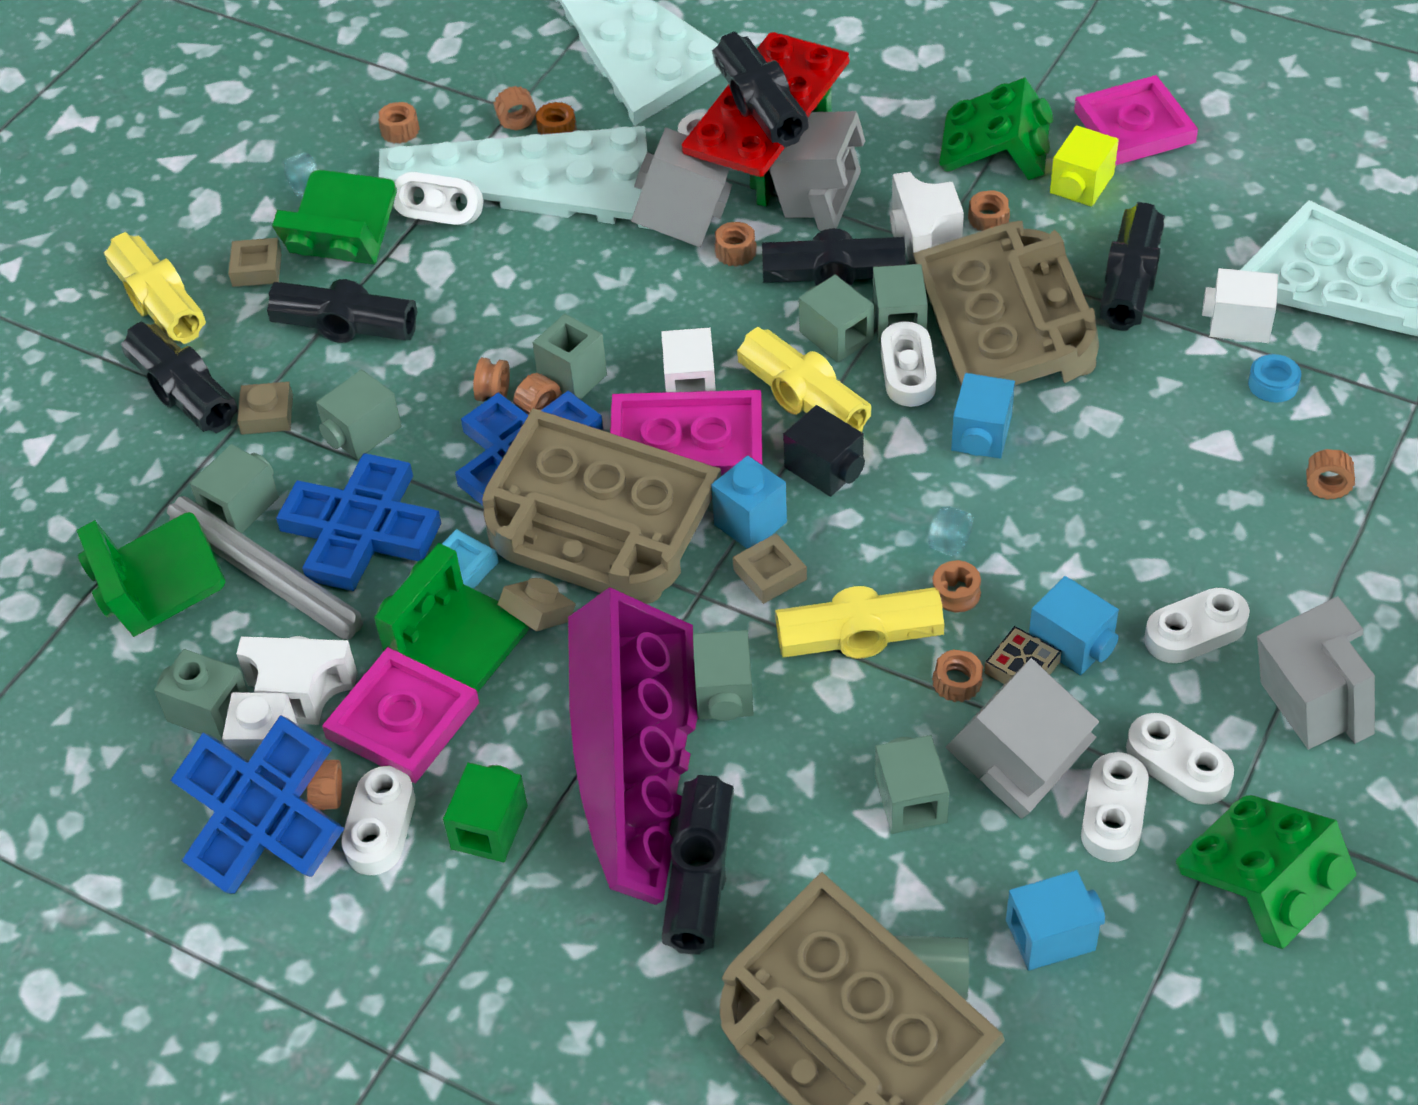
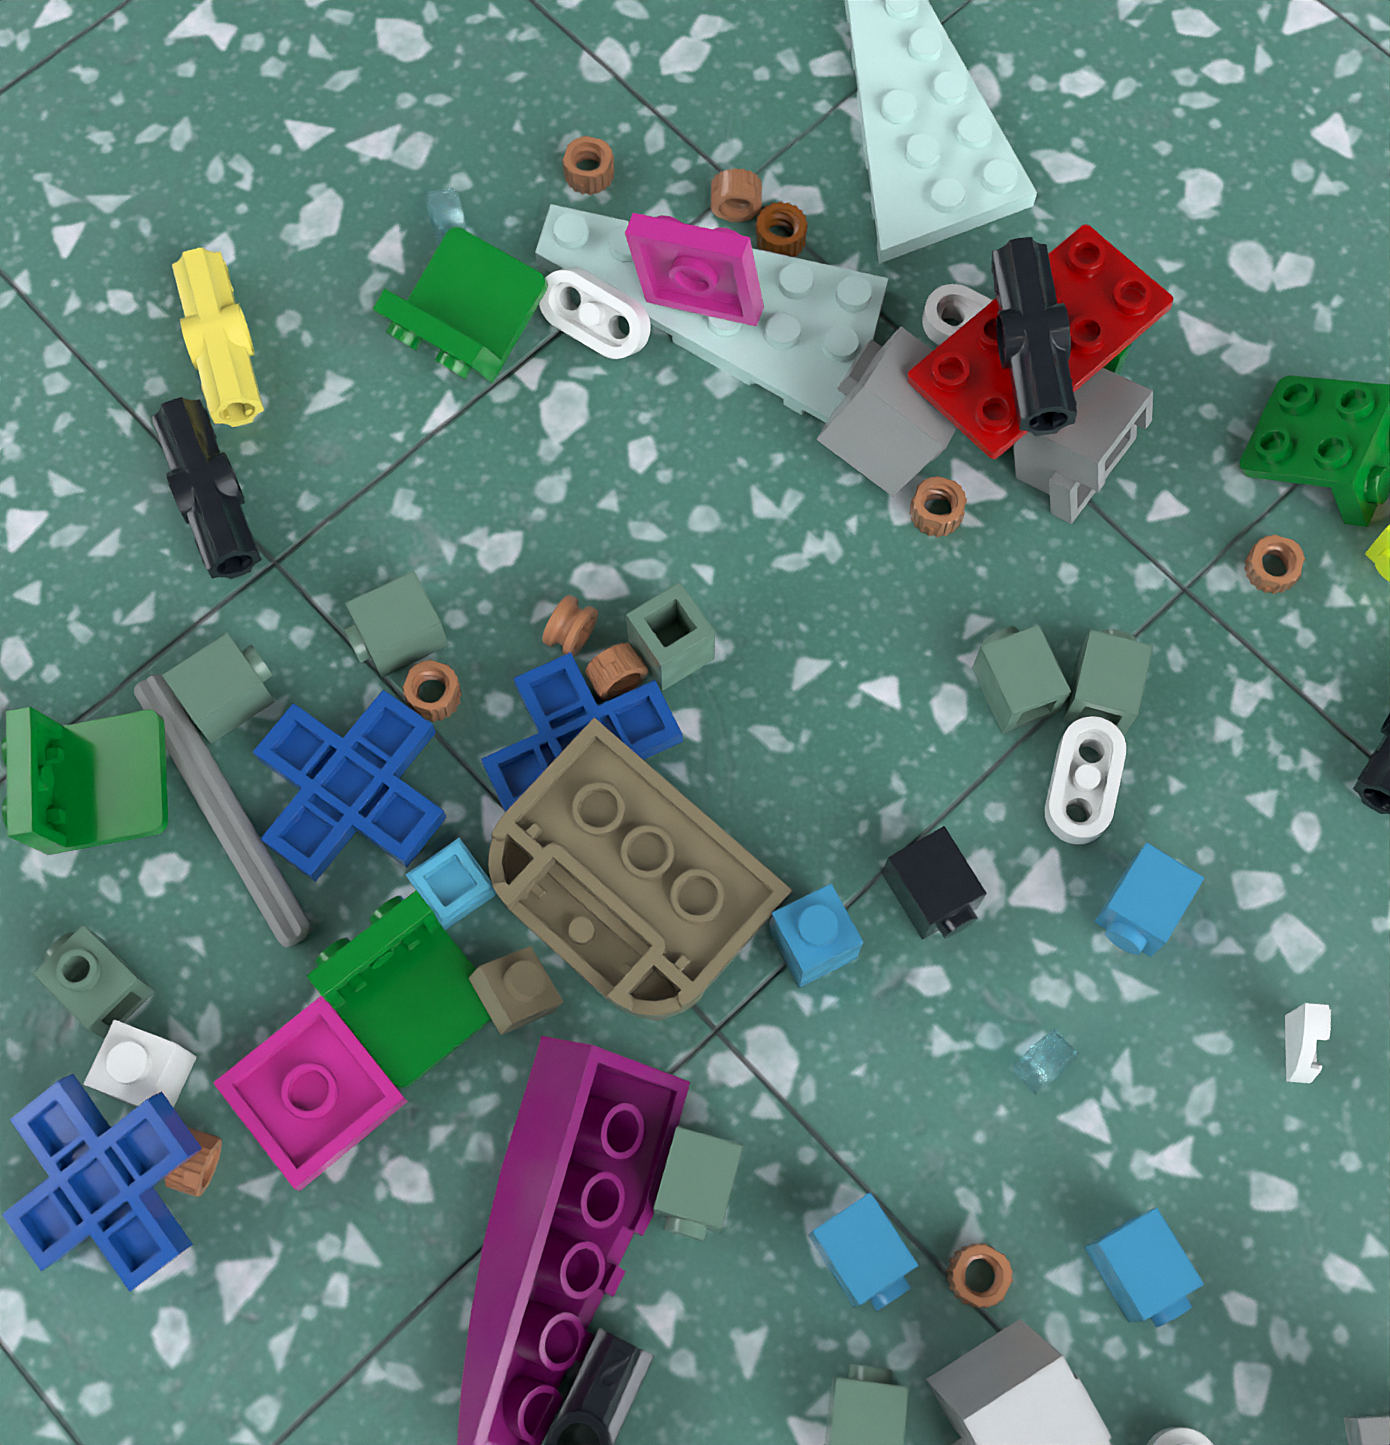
camera: 15 degrees right, 20 degrees up
(255, 262) = (347, 337): dark tan plate -> none
(265, 408) = (296, 565): dark tan plate -> none
(301, 667) = (205, 993): white brick -> none
(342, 311) = (427, 452): black piece -> none
(378, 814) = (245, 1229): white plate -> none
(402, 438) = (432, 671): none -> nougat axle
(485, 811) = (362, 1274): green brick -> none
(504, 136) = (695, 268): none -> dark pink plate
(688, 360) = (813, 691): white brick -> none
(700, 425) = (782, 793): dark pink plate -> none
(769, 568) = (808, 1036): dark tan plate -> none
(800, 379) = (945, 765): light yellow piece -> none
(830, 254) = (1050, 582): black piece -> none
(859, 622) = (888, 1161): light yellow piece -> none
(864, 679) = (865, 1253): none -> dark azure brick
(924, 213) = (1187, 555): white brick -> none
(964, 597) = (1023, 1120): nougat bush -> none
(1010, 305) = (1242, 739): dark tan plate -> none
(1016, 651) = (1064, 1285): tile -> none
(1126, 463) = (1302, 1030): none -> white tile
(1200, 623) = (1299, 1309): white plate -> none

